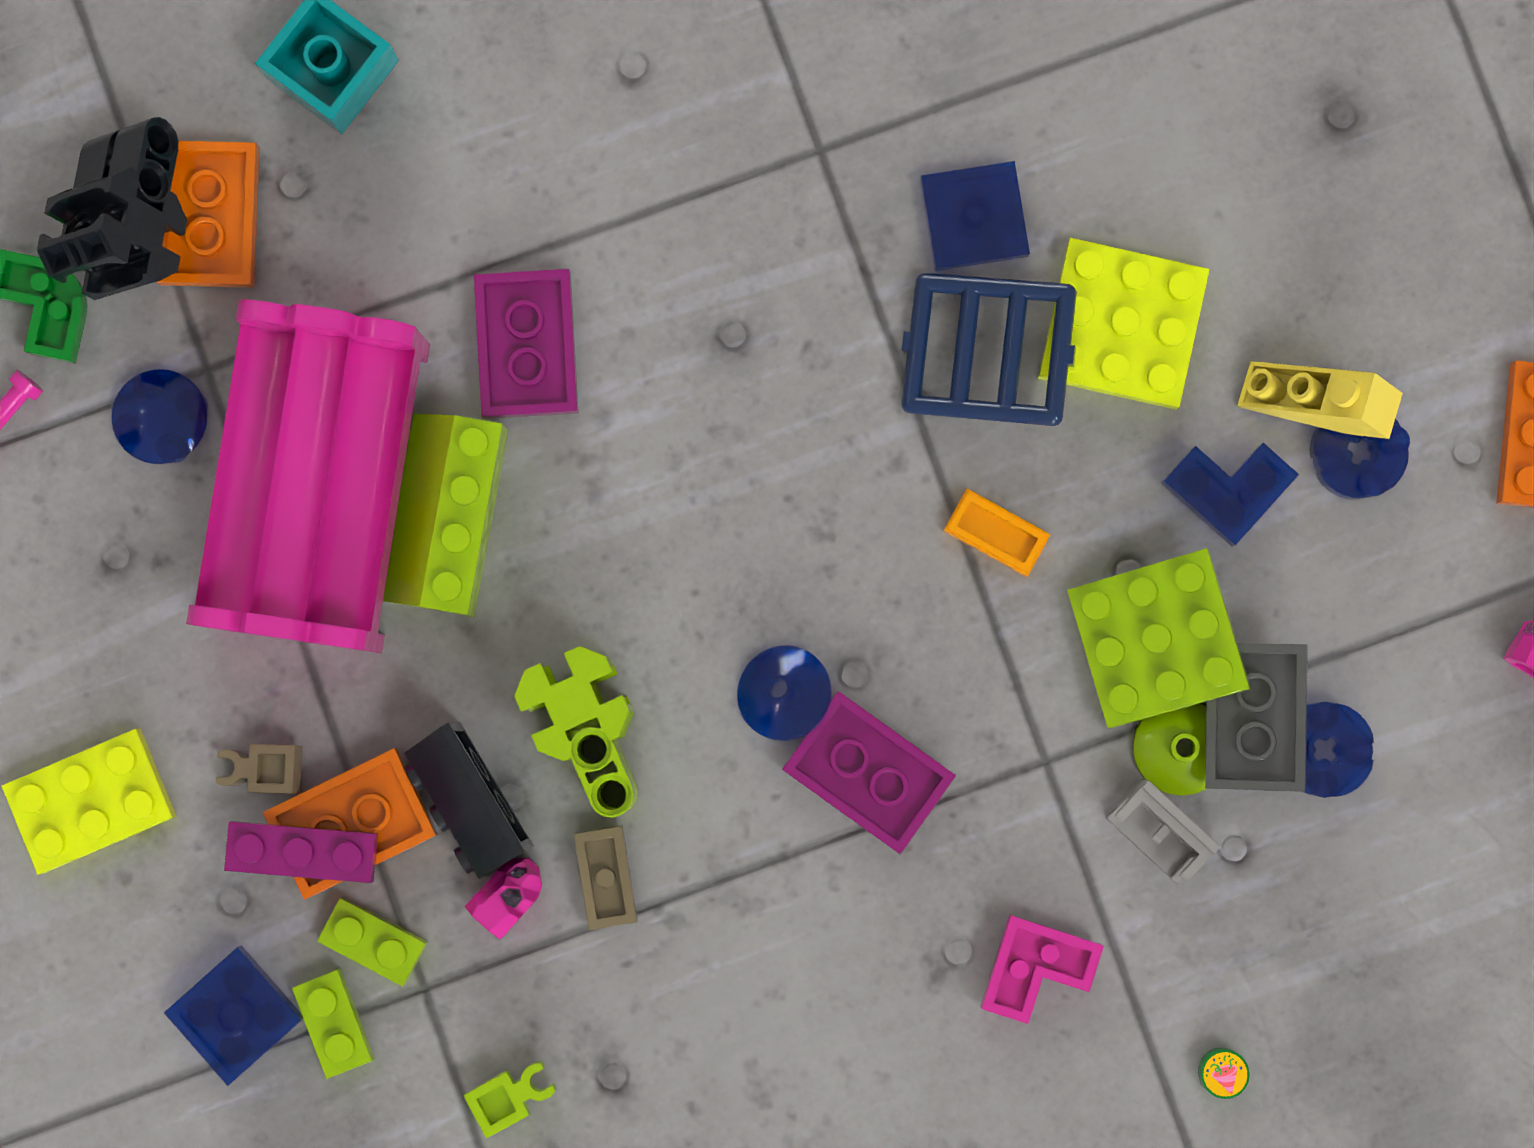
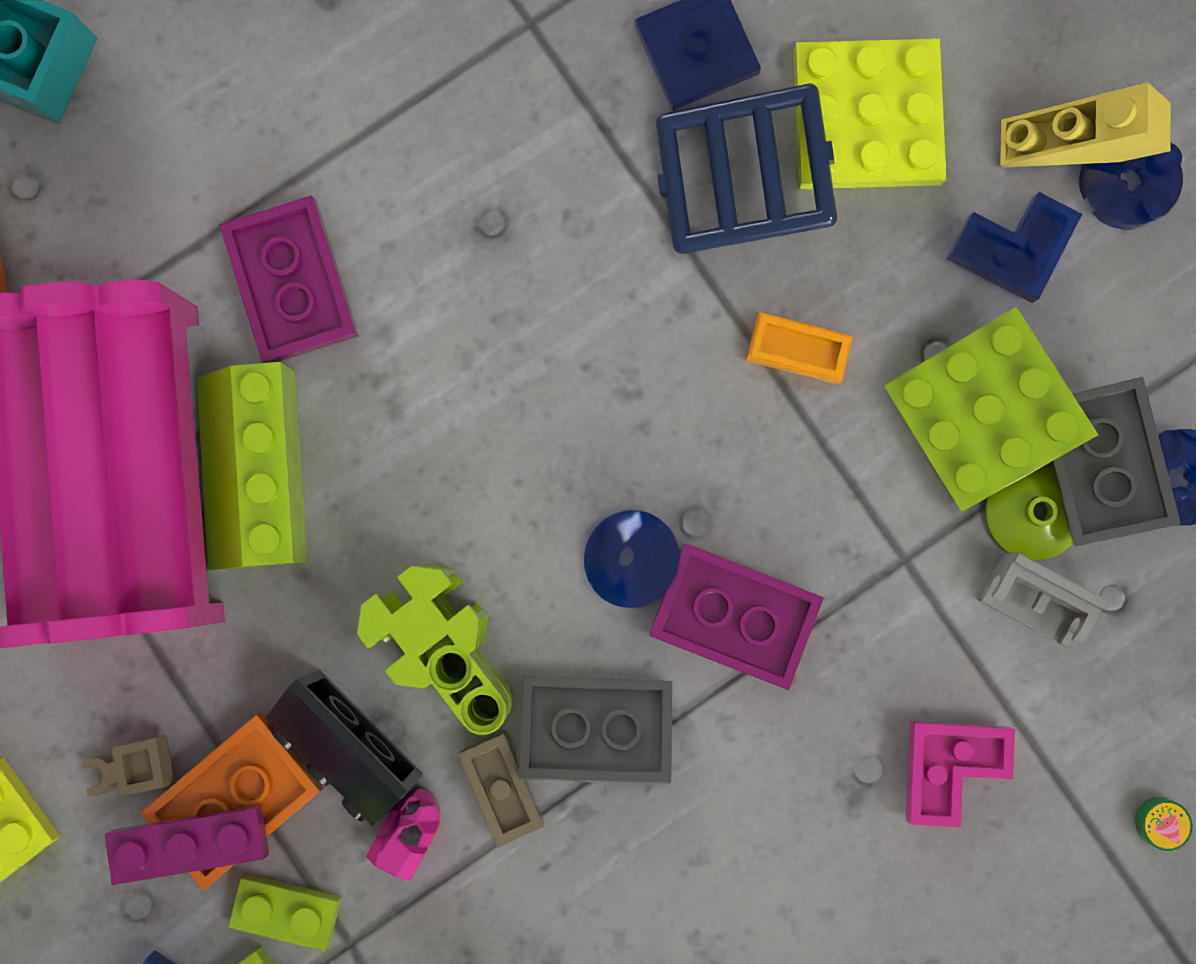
camera: 10 degrees left, 0 degrees up
(709, 845) = (596, 730): none -> dark grey plate

